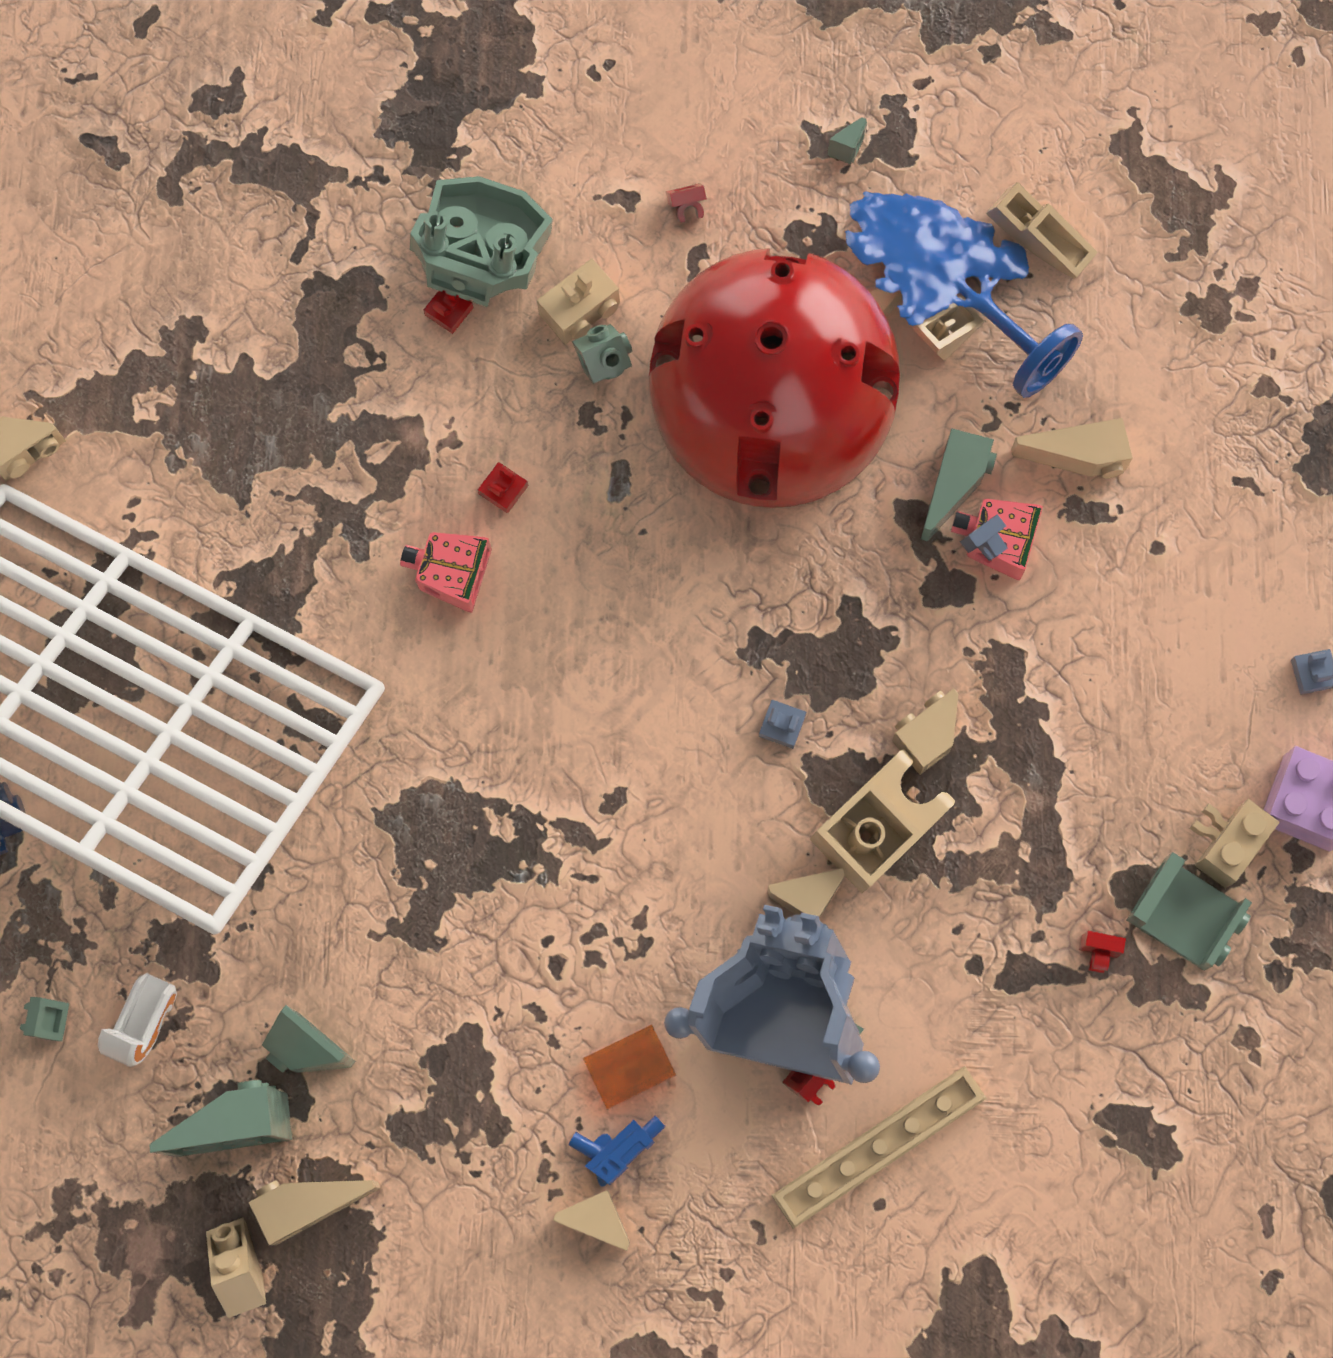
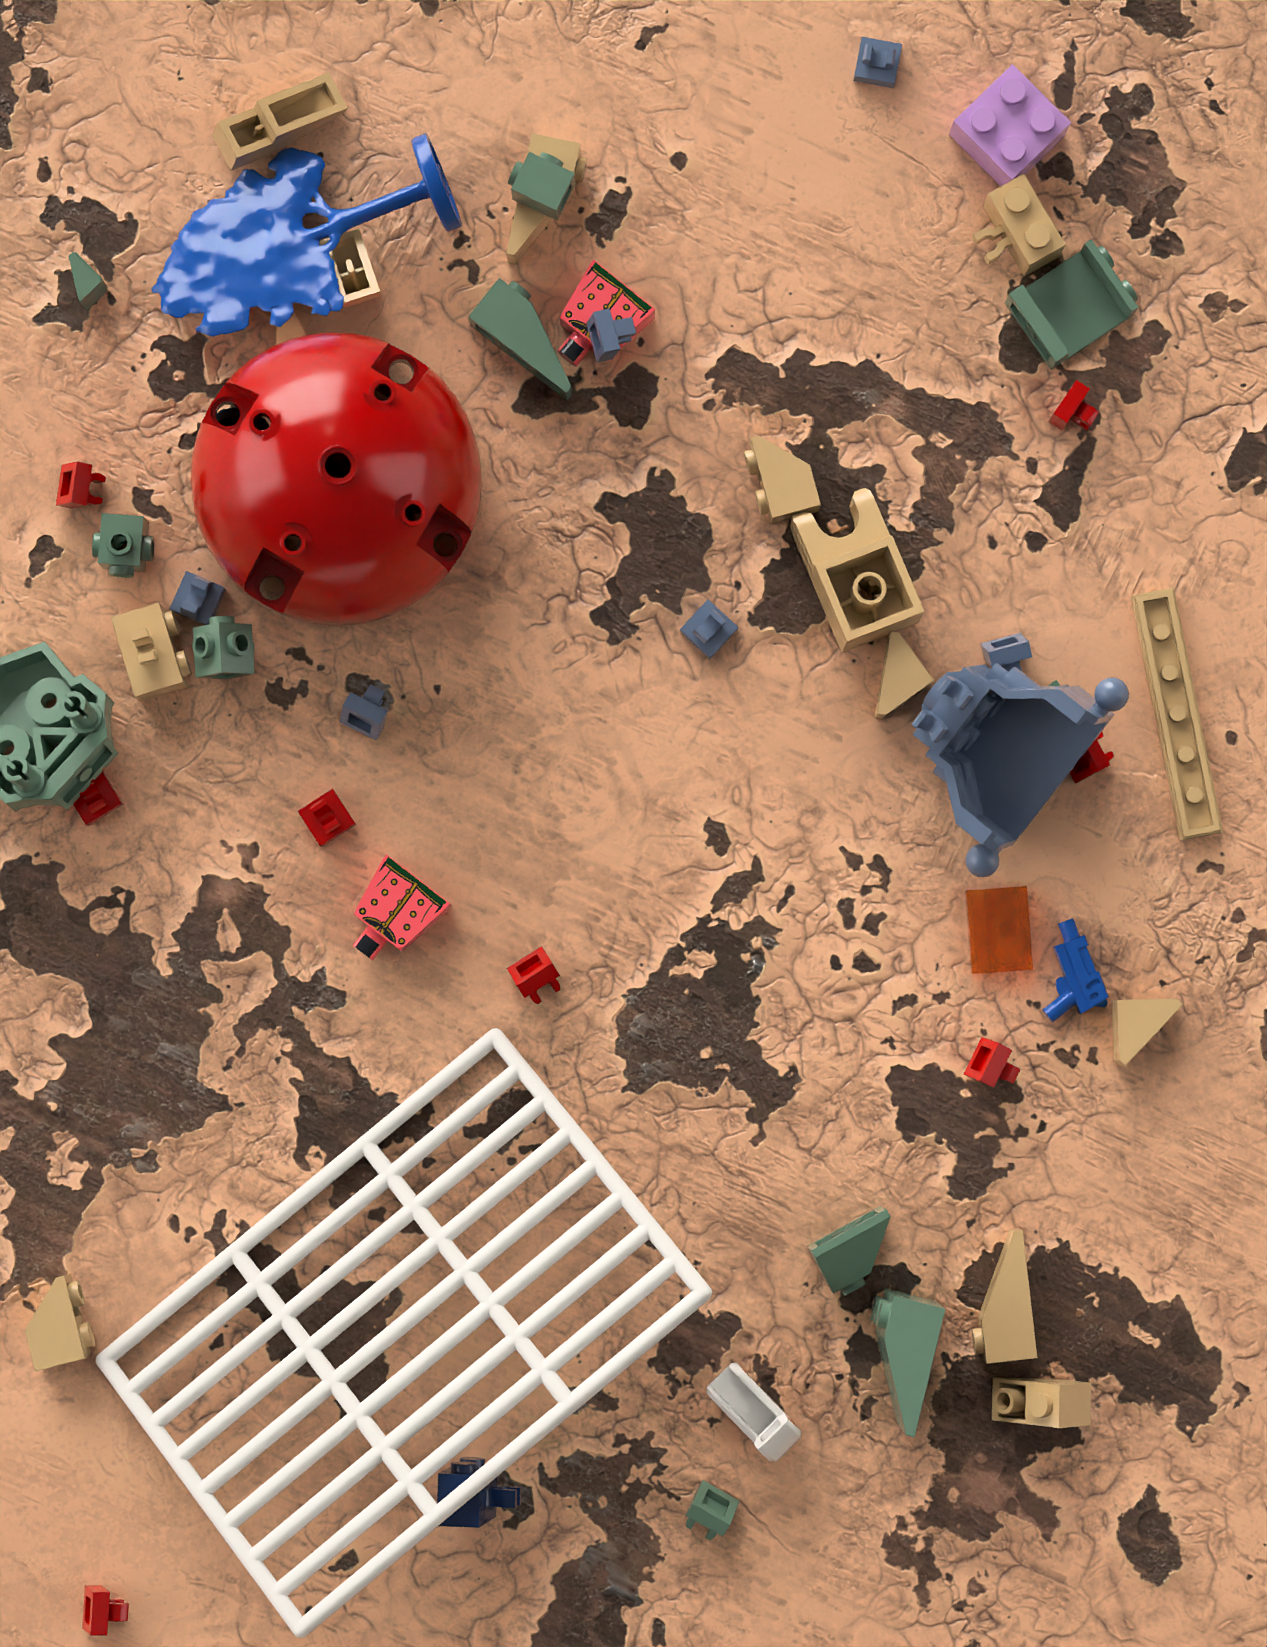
camera: 70 degrees left, 10 degrees up
(440, 695) = (533, 973): none -> red tile
(511, 1104) = (991, 1064): none -> red tile
(599, 481) = (365, 713): none -> sand blue tile
(637, 321) = (197, 598): none -> sand blue tile
(654, 247) = (115, 532): none -> sand green brick
(867, 977) = (1007, 651): none -> sand blue tile
(1084, 438) = (542, 184): none -> sand green brick

